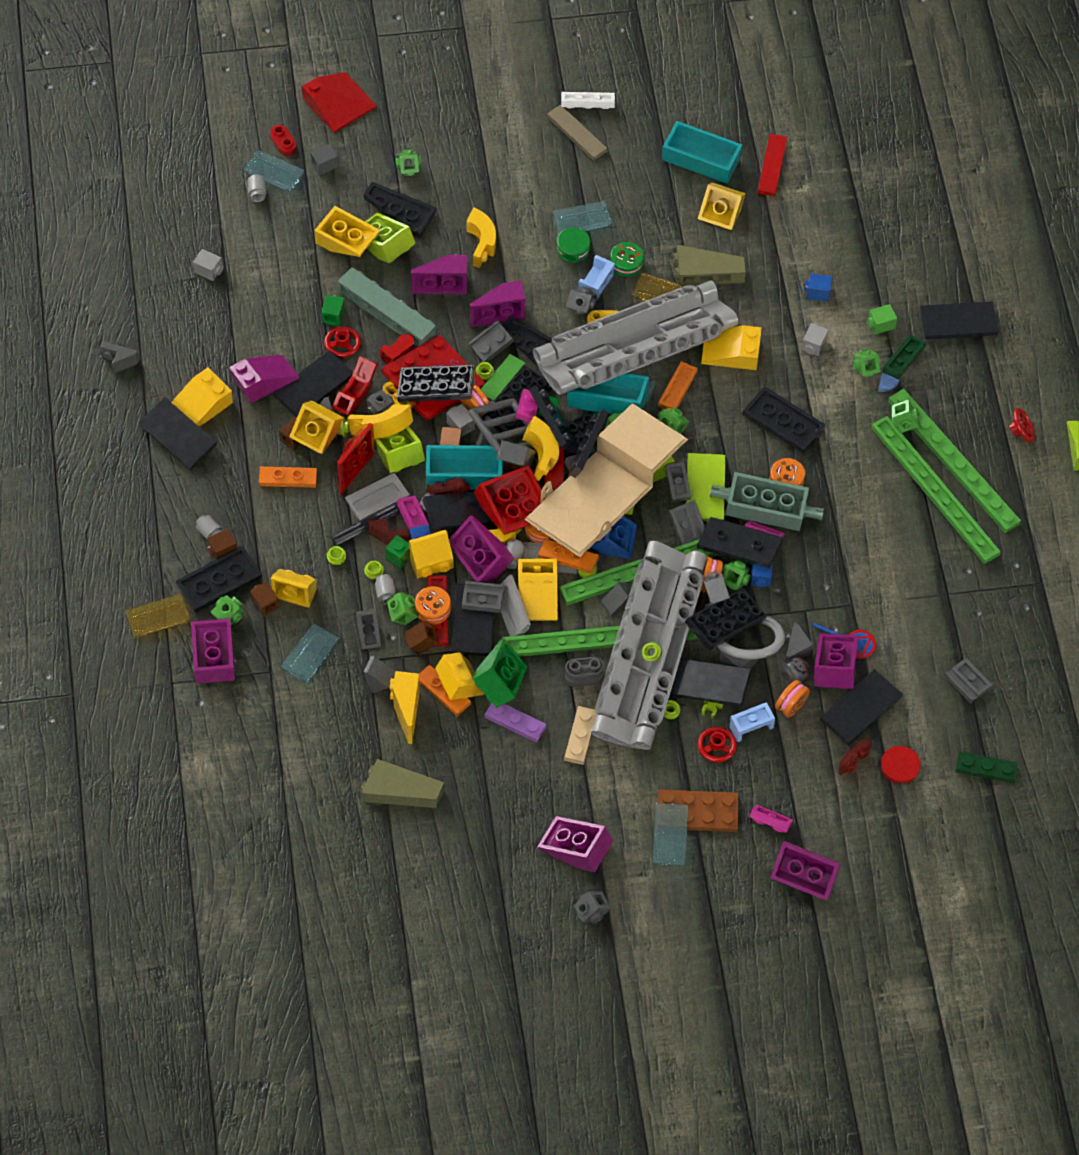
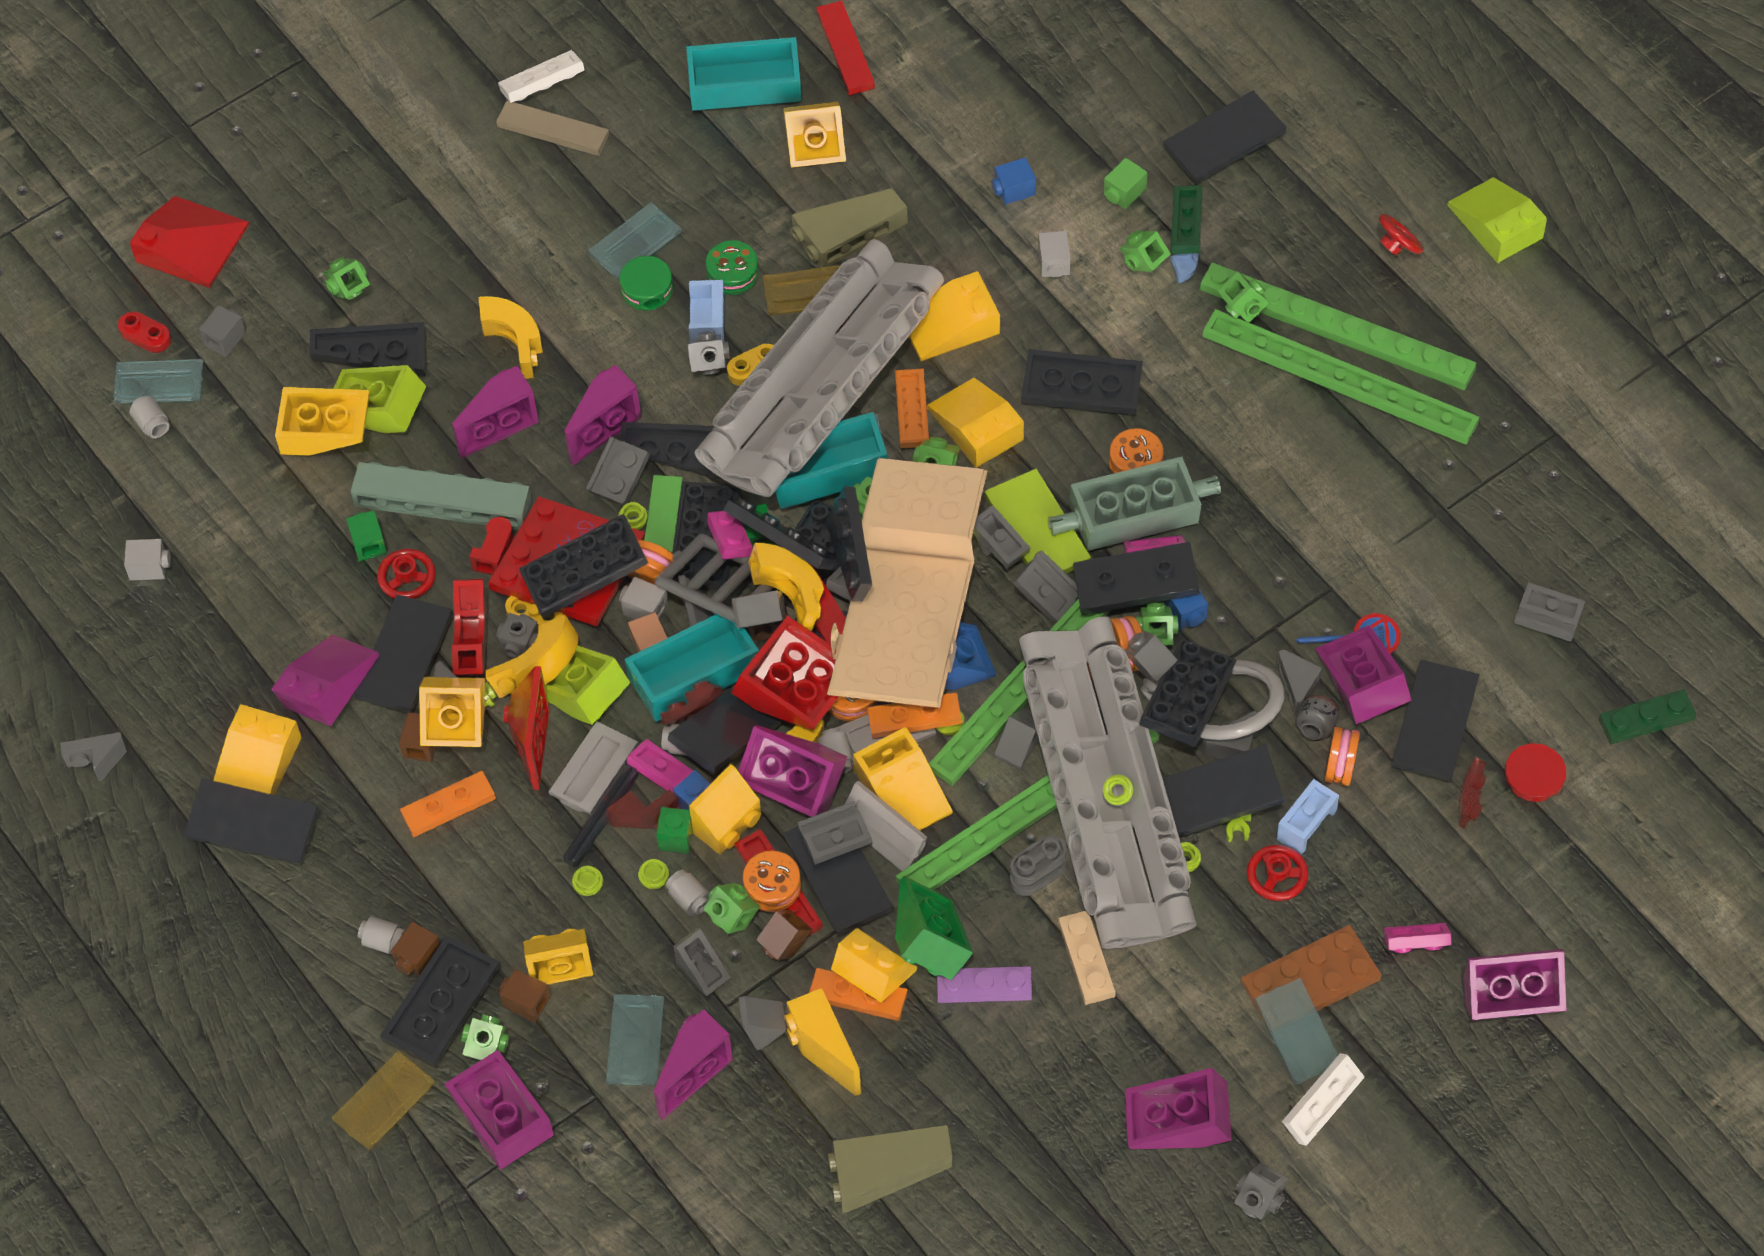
camera: 25 degrees left, 0 degrees up
(327, 678) = (695, 1057): none -> magenta slope
(660, 877) = (1323, 1099): none -> white plate
(710, 413) = (978, 421): none -> yellow slope

